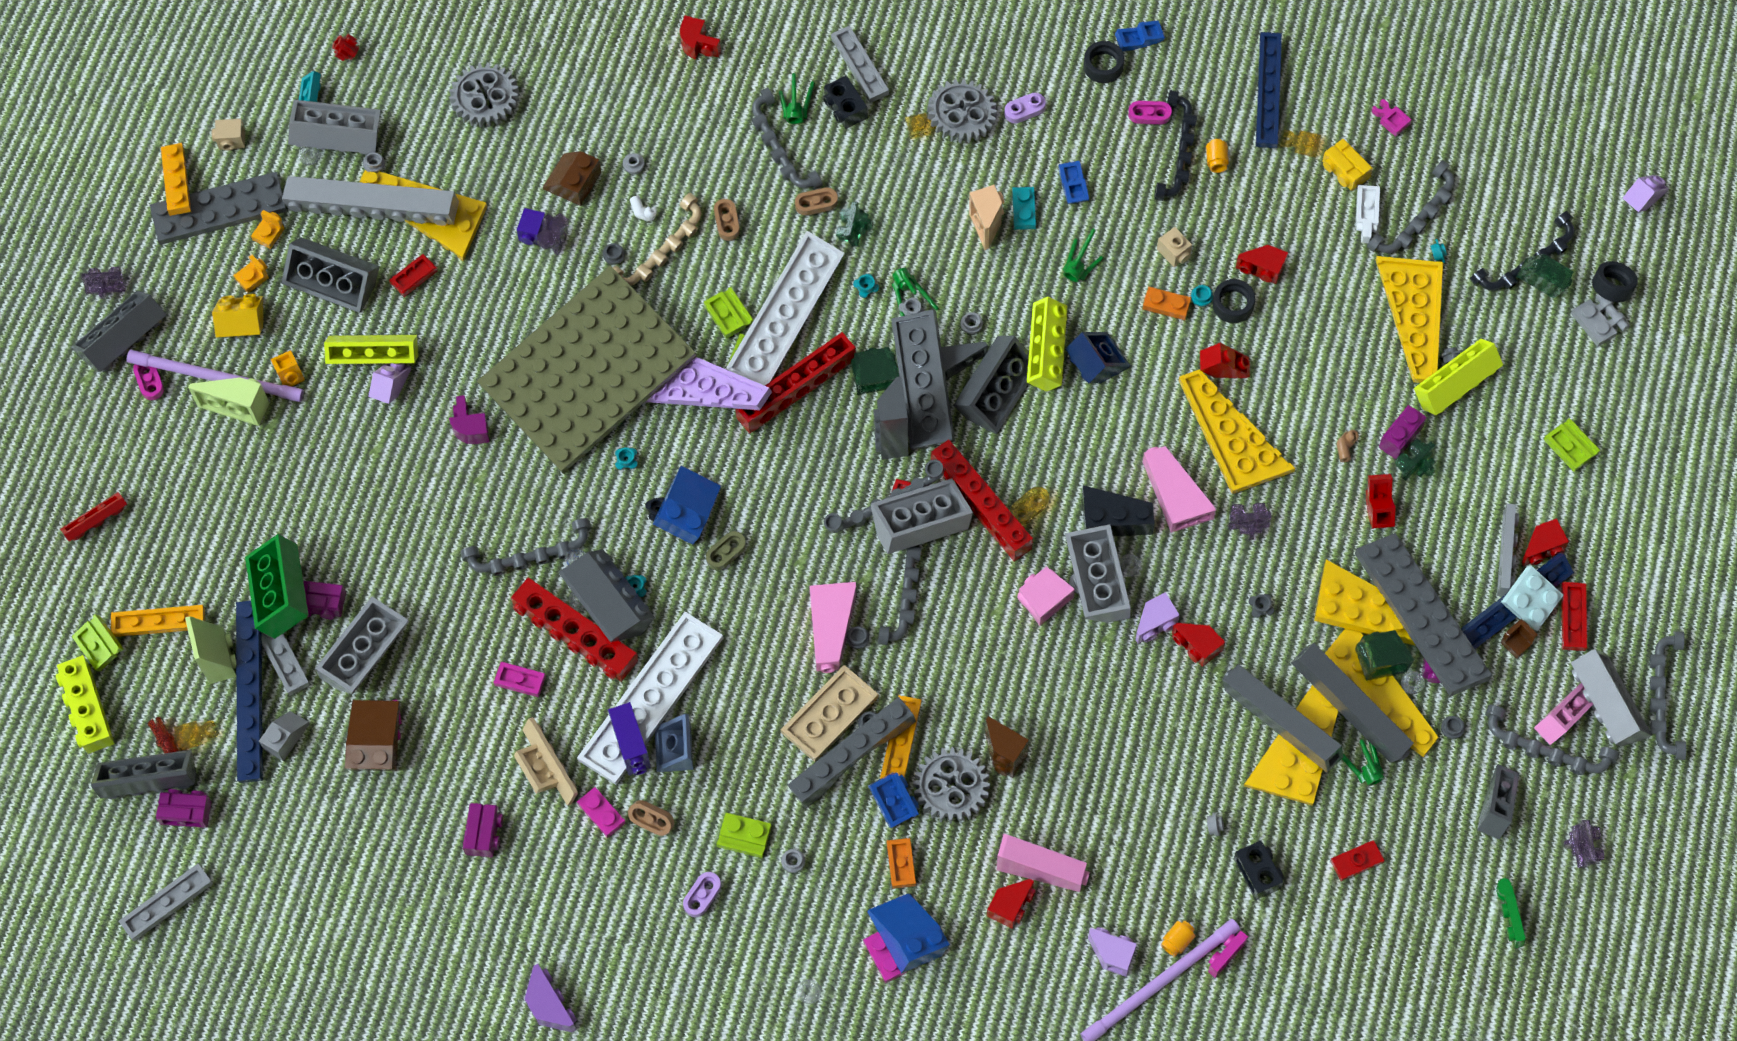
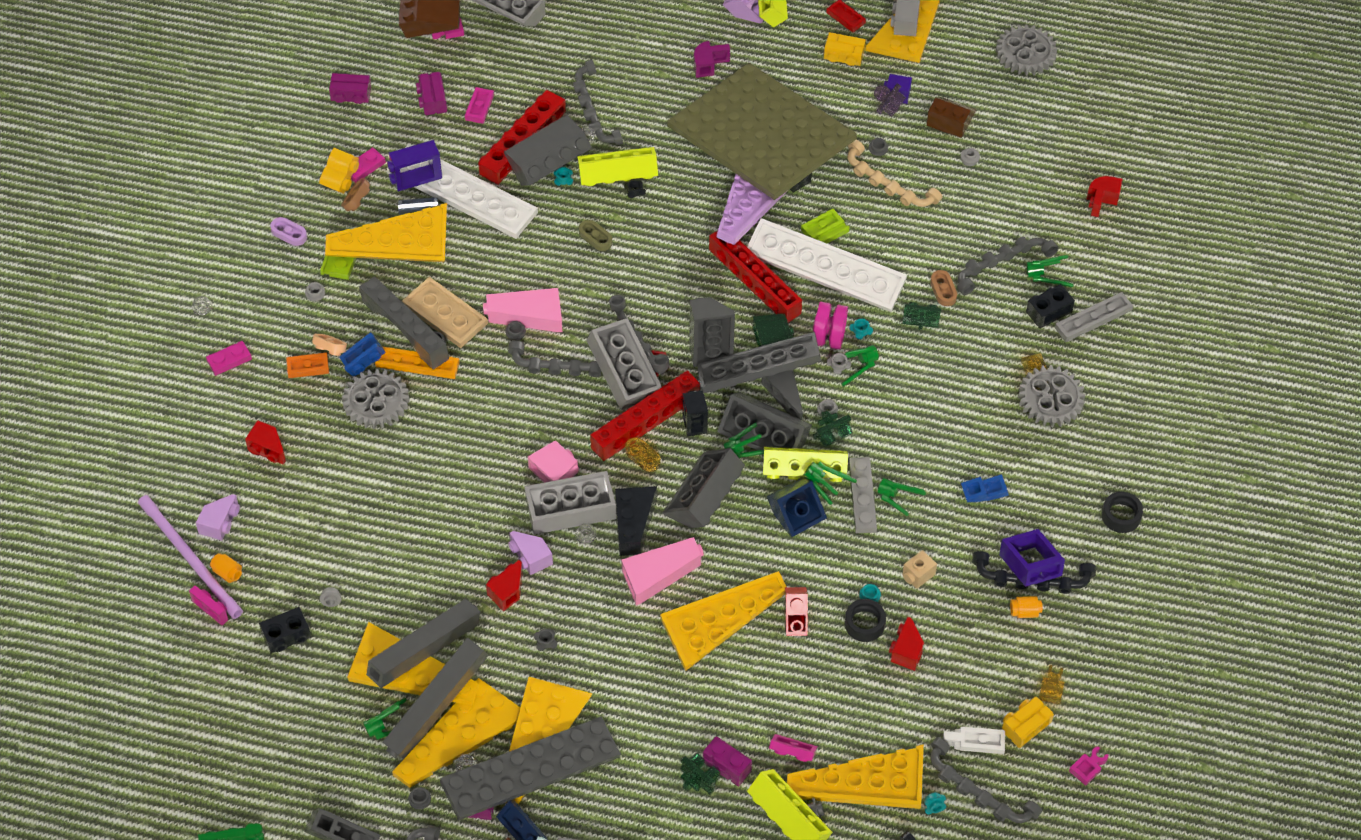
camera: 85 degrees right, 10 degrees down
(467, 278) = (844, 49): none -> yellow brick
(498, 733) = (432, 93): none -> magenta brick
(542, 765) = (402, 121): tan bracket -> none
(547, 1003) = (206, 135): medium lavender slope -> none
(618, 834) = (339, 170): none -> yellow brick
(624, 452) = (681, 165): teal plate -> none
(631, 522) = (617, 166): none -> neon yellow brick
(641, 212) = (922, 165): white arm -> none
(687, 505) = (635, 204): blue slope -> none
(726, 221) = (918, 223): medium nougat plate -> none
(727, 754) = (402, 237): none -> yellow wing
(872, 308) = (830, 325): none -> dark pink wheel
(874, 837) = (329, 343): none -> light nougat plate
(908, 932) = (244, 367): blue slope -> none
(984, 447) = (695, 413): none -> black brick
(986, 213) = (935, 411): light nougat slope -> none
(996, 317) = (825, 433): none -> clear green hips
(1005, 747) = (404, 430): reddish brown slope -> none
(1023, 208) = (953, 450): teal plate -> none
(1024, 411) = (737, 446): none -> green plant
(1026, 108) = (1063, 448): lavender plate -> none
(1040, 864) = (298, 459): bright pink slope -> none
(1071, 328) = (816, 474): none -> green plant
(1074, 445) = (704, 488): none -> dark grey slope
(1083, 295) = (863, 495): none -> light grey plate
(1139, 37) = (1157, 544): blue slope -> none
(1149, 112) = (1070, 552): dark pink plate -> none
(1166, 303) = (860, 566): orange plate -> none
(1173, 154) = (1029, 574): none -> dark purple window
(1250, 522) = (633, 619): clear purple hips -> none
(1268, 90) = (1108, 654): dark blue plate -> none
(1344, 443) = (714, 713): medium nougat arm -> none
(1357, 860) = (292, 713): red plate -> none
(1380, 502) = (649, 740): red brick -> none
(1383, 372) = (784, 746): none -> dark pink plate
(1383, 655) = (488, 731): clear green torso -> none

